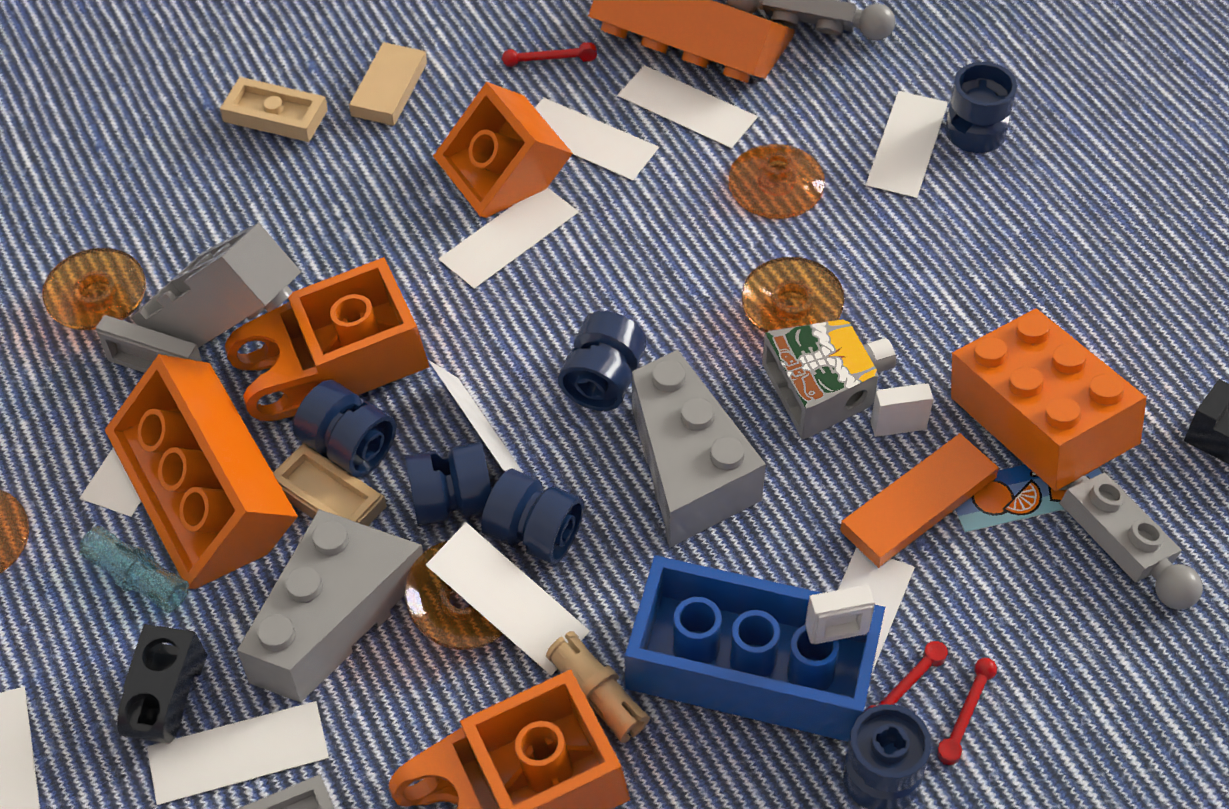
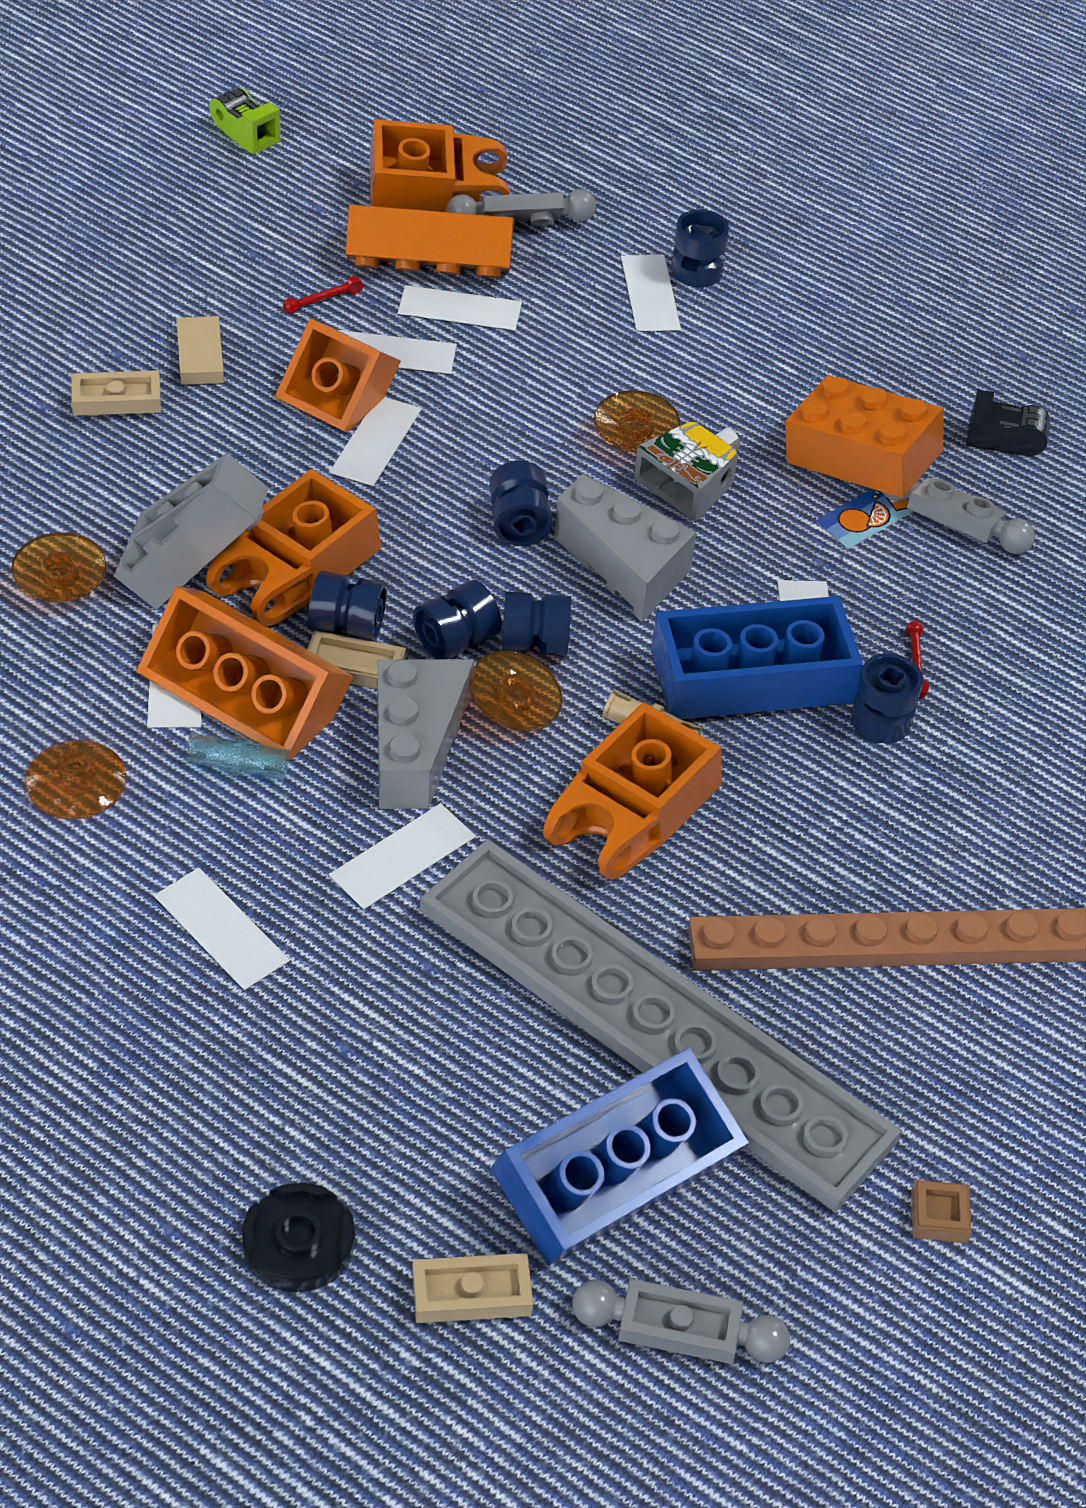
camera: 30 degrees left, 5 degrees down
(139, 346) = (134, 598): light grey tile -> none
(159, 683) = (319, 821): black leg -> none
(477, 419) = (441, 569): white sticker -> none
(504, 595) = (547, 682): white sticker -> none
(776, 181) = (565, 345): clear orange dish -> none
(839, 614) = (818, 603): white tile -> none
(901, 409) = (762, 476): white tile -> none
(918, 500) = (807, 534): orange tile -> none
(933, 655) = (873, 633): red hinge -> none

